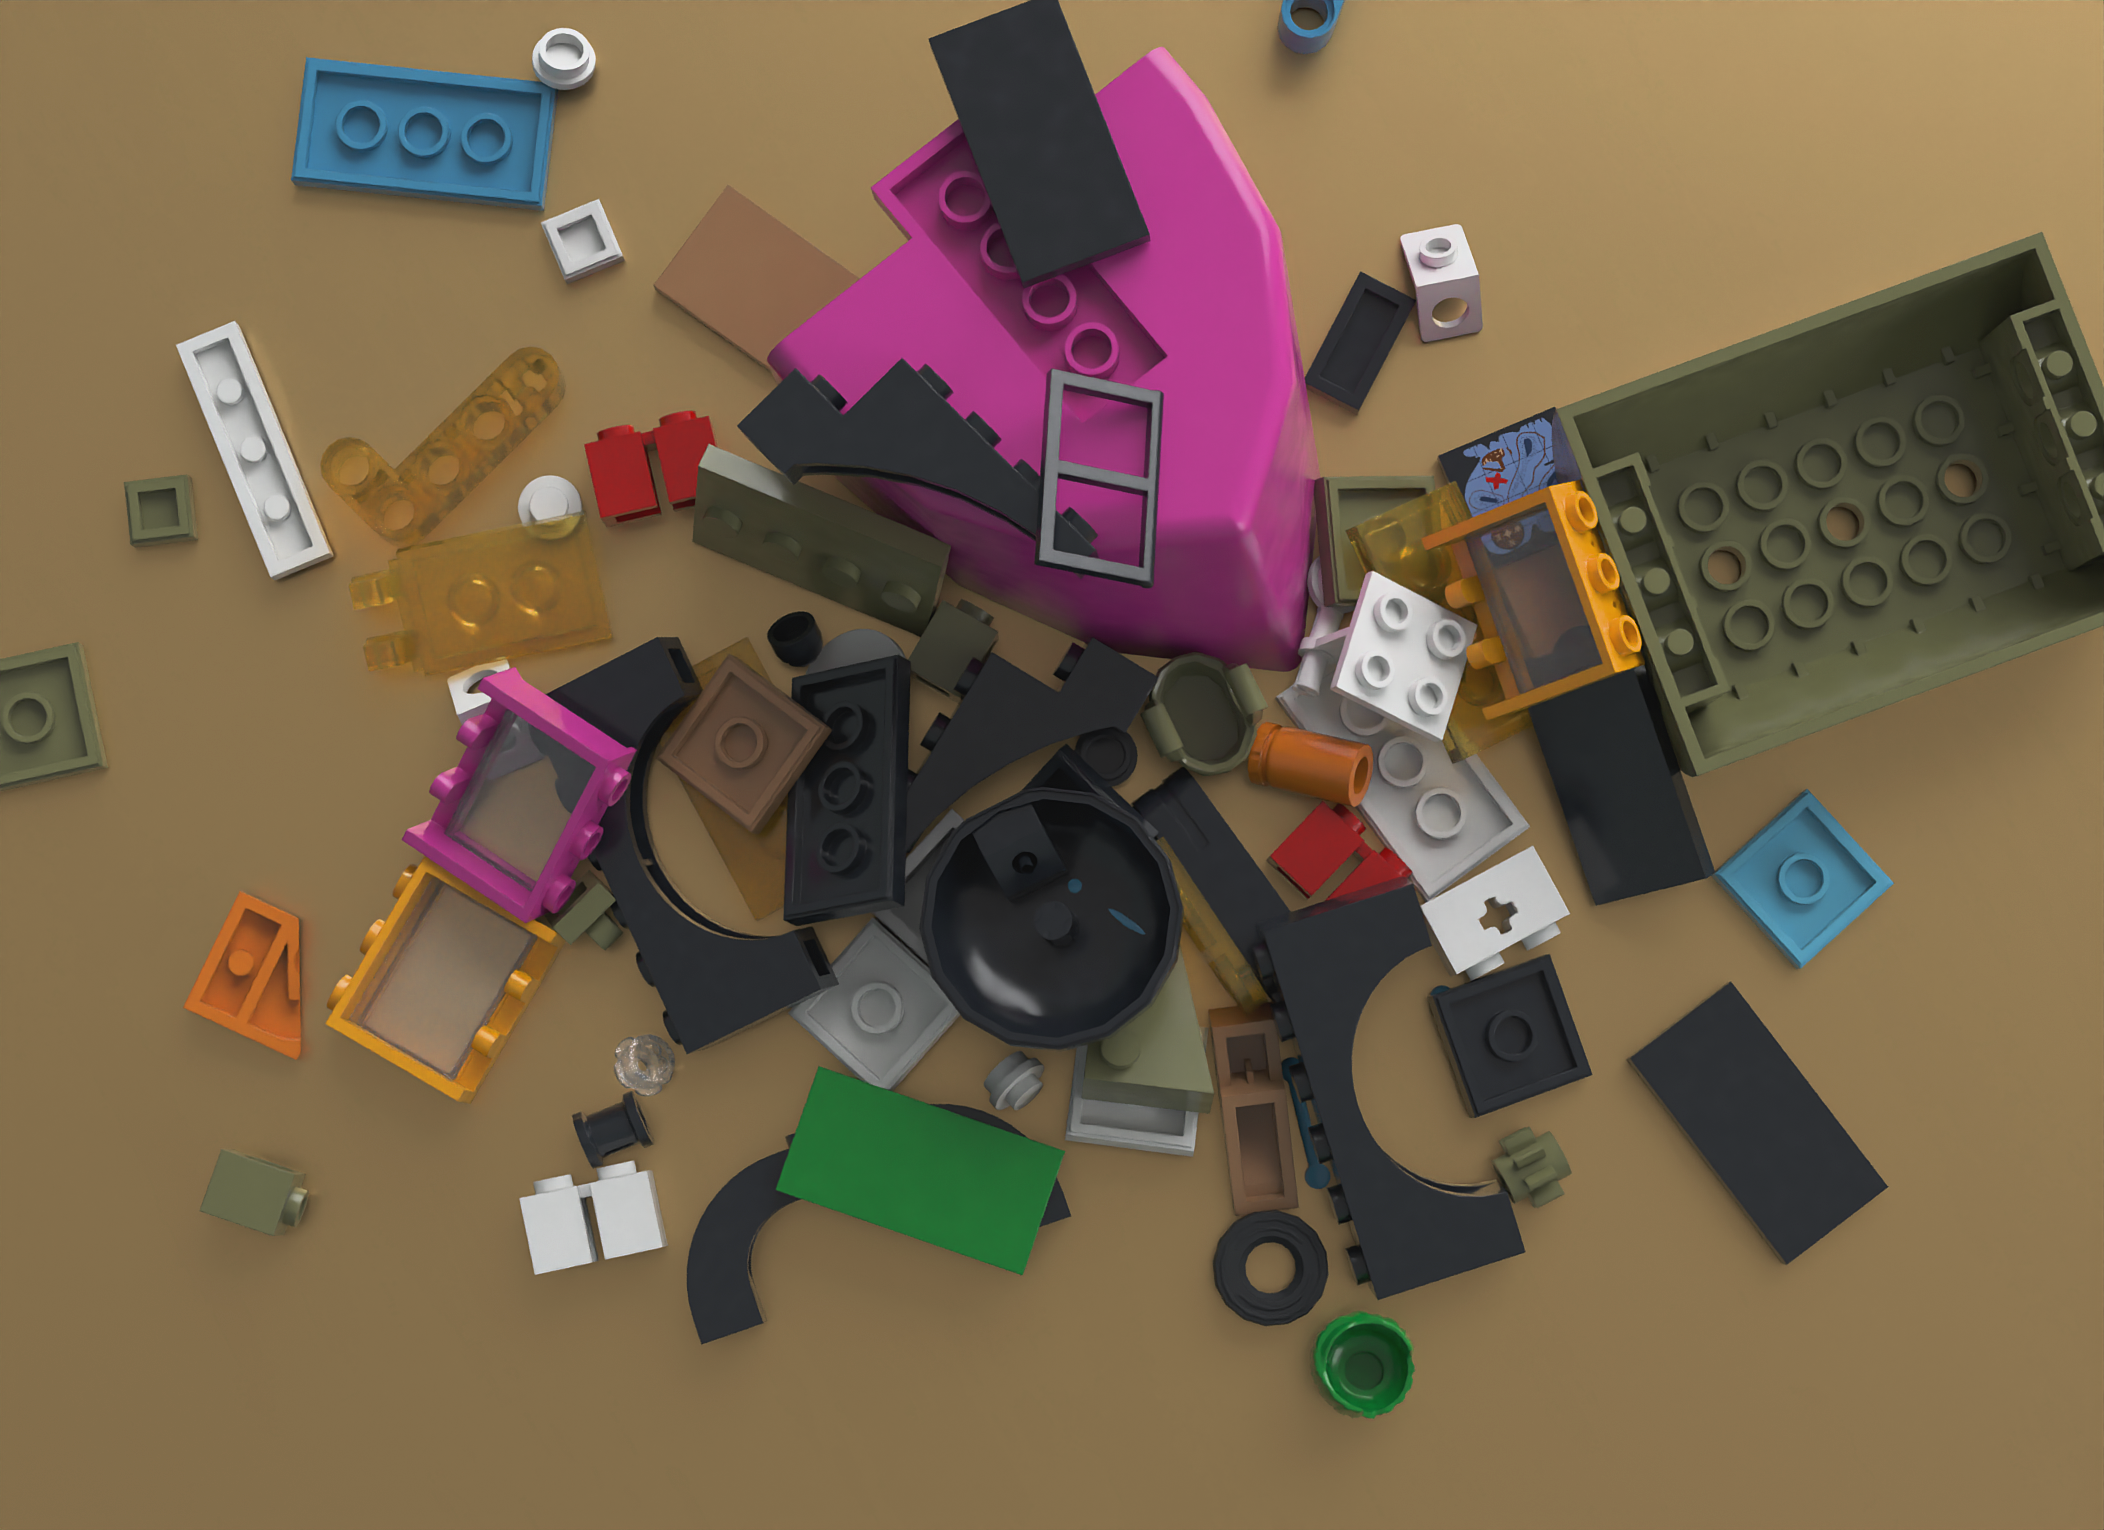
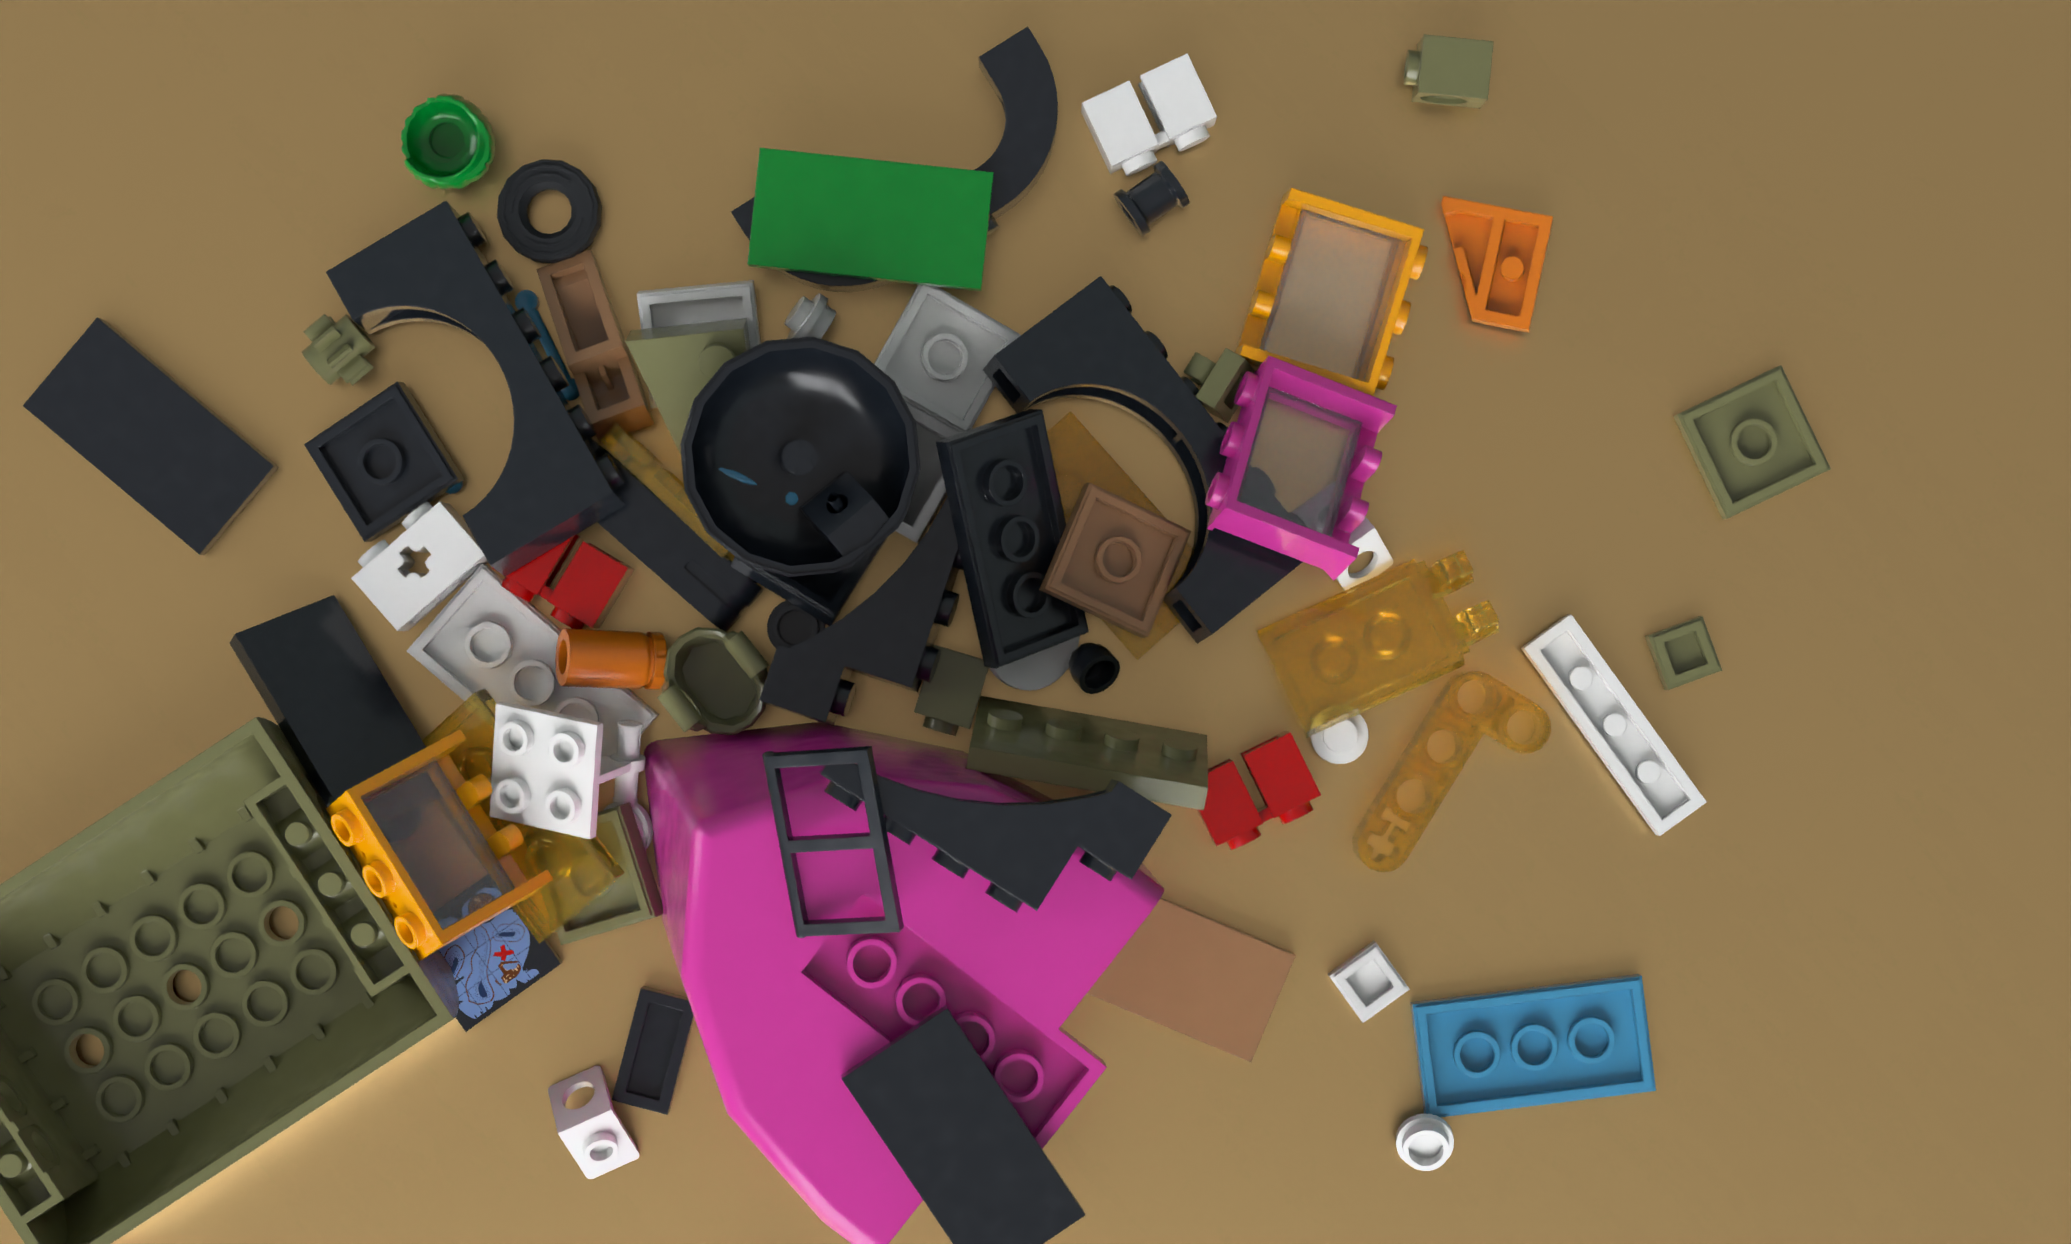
camera: 170 degrees right, 5 degrees up
(655, 1055) = (1126, 268): clear plate -> none
(1802, 879) = (156, 660): medium azure tile -> none

